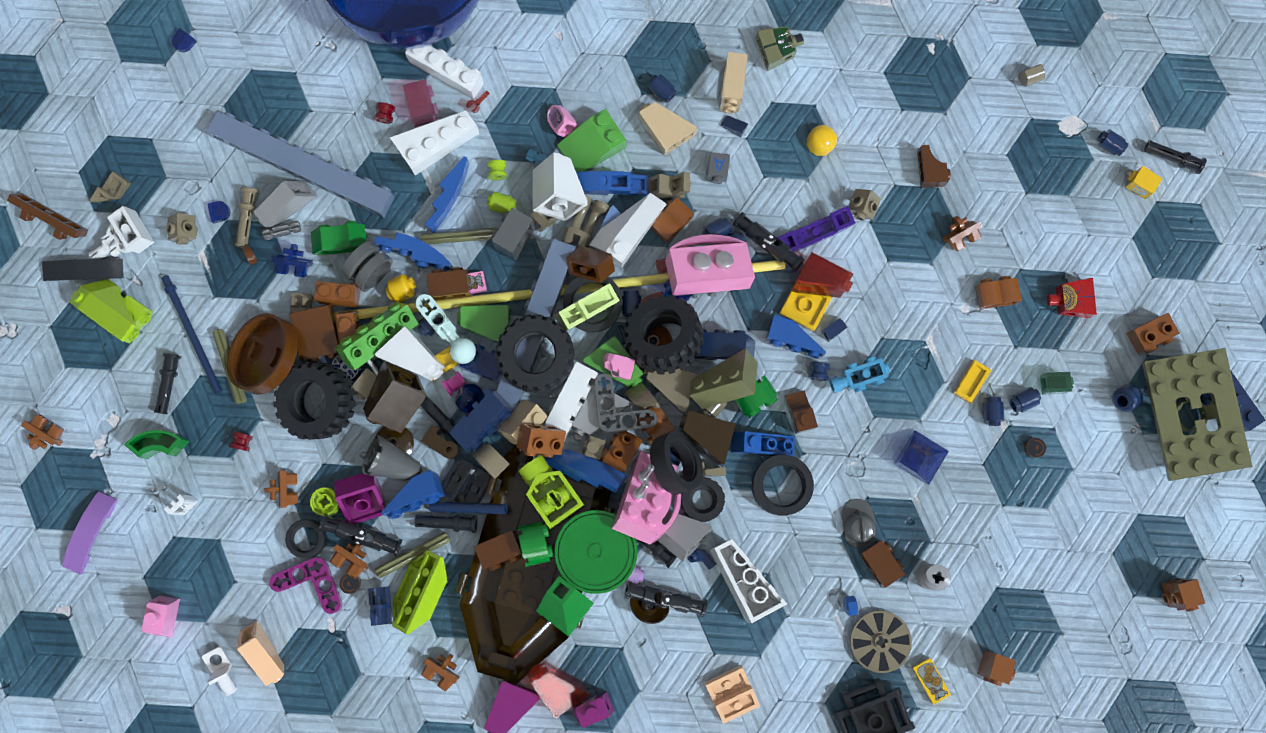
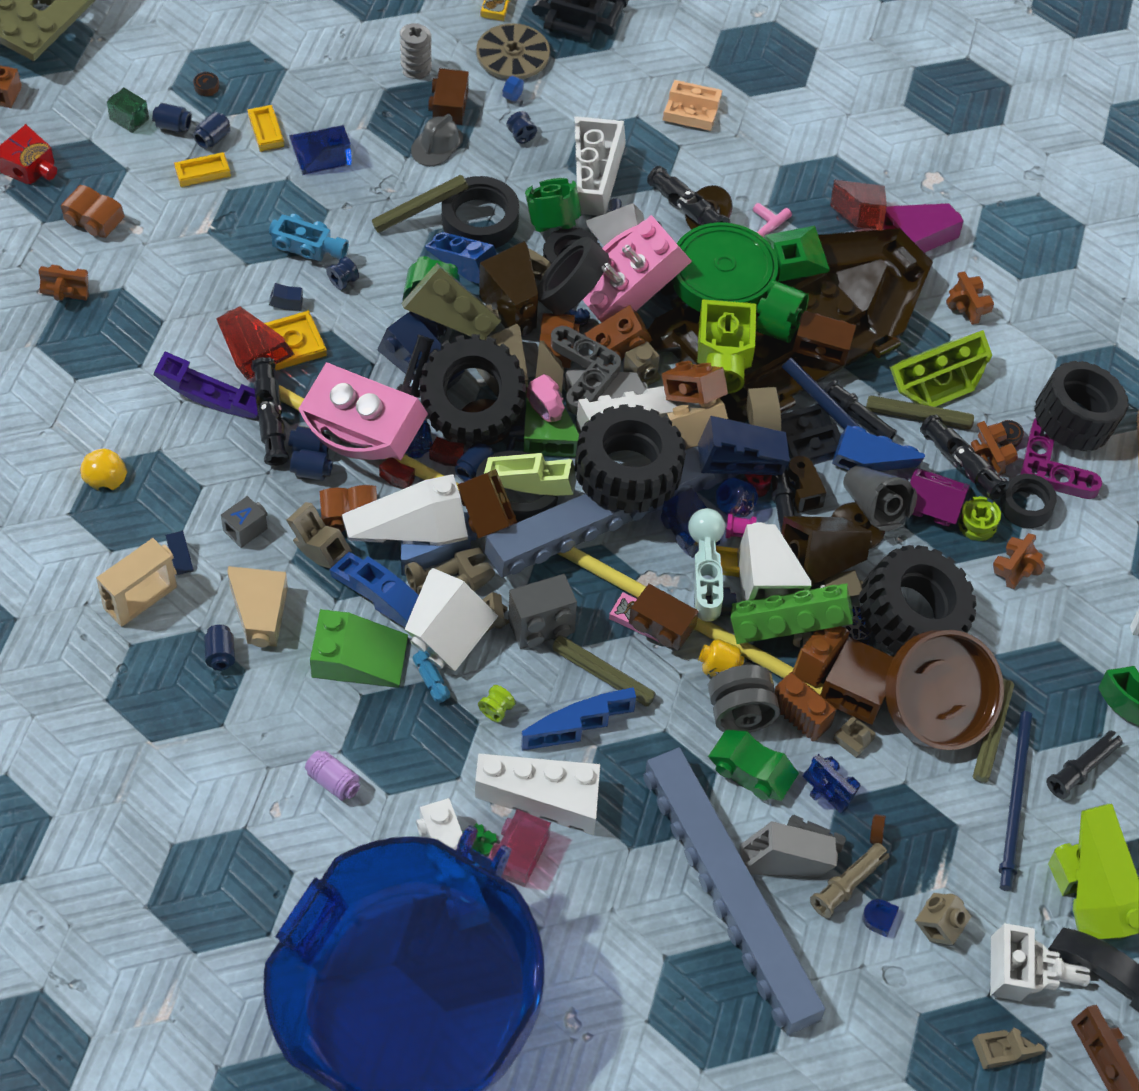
camera: 140 degrees left, 25 degrees down
(240, 441) = (1036, 639): dark red wheel -> none
(291, 638) = (1094, 390): none -> black tyre
(380, 606) = (990, 387): dark blue hips -> none
(384, 113) = (575, 870): dark red wheel -> none
(421, 252) = (674, 699): blue slope -> none
(446, 95) = (483, 841): none -> green plant
(477, 102) = (457, 806): clear red hand -> none
(484, 320) = (650, 556): bright green slope -> none
(500, 202) = (524, 664): lime brick -> none
(543, 67) = (332, 775): none -> lavender head
(561, 120) = (370, 700): bright pink rock -> none
(590, 470) = (662, 330): blue slope -> none
(593, 710) = (840, 163): magenta torso -> none
(606, 637) = (773, 220): none -> bright pink piece
(714, 334) = (422, 344): none -> black pin
(739, 520) = (553, 204): none -> green brick
(777, 46) = (44, 592): olive torso -> none
(791, 335) = (341, 325): blue slope -> none
(801, 412) = (399, 253): reddish brown arch -> none
(817, 576) = (521, 127): none -> dark blue wheel
(819, 456) = (420, 203): none -> olive axle
(864, 204) = (124, 371): dark tan brick -> none
(931, 171) = (28, 355): reddish brown arch -> none
(967, 445) = (265, 128): none -> yellow tile
(1127, 397) = (78, 53): dark blue head -> none

